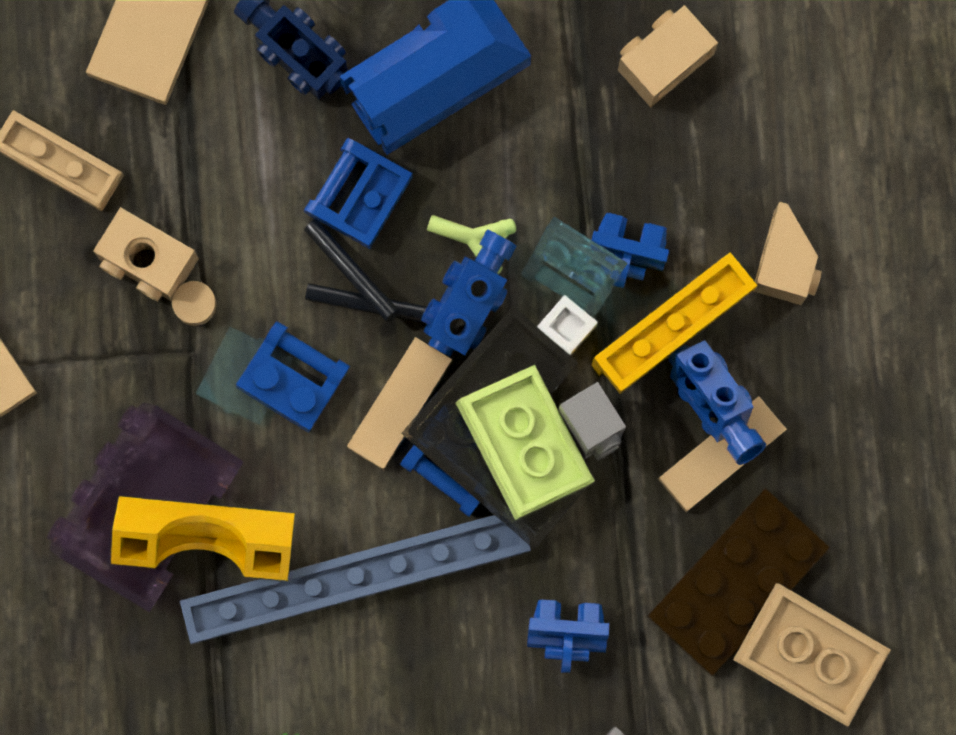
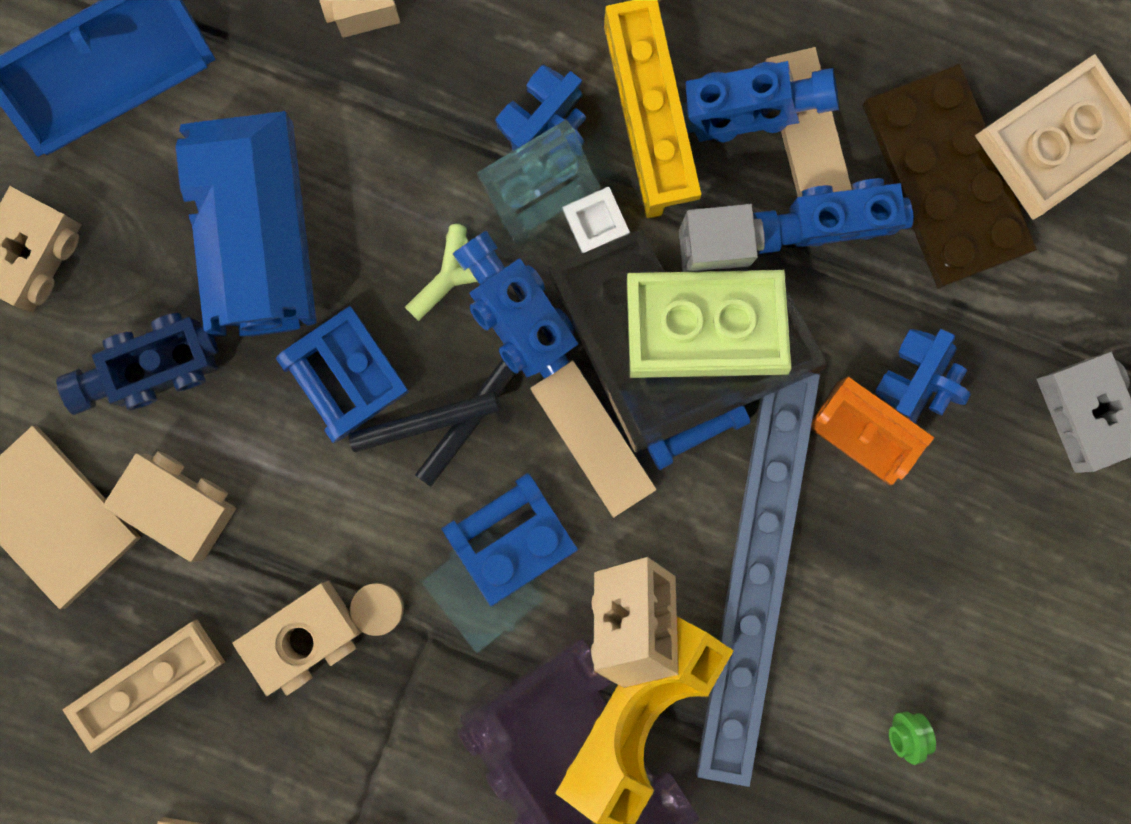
camera: 65 degrees left, 5 degrees up
(200, 115) = (170, 506): none -> tan brick
(273, 494) = (635, 623): none -> tan brick
(505, 609) = (870, 431): none -> orange hinge
(665, 510) = (846, 215): none -> blue brick

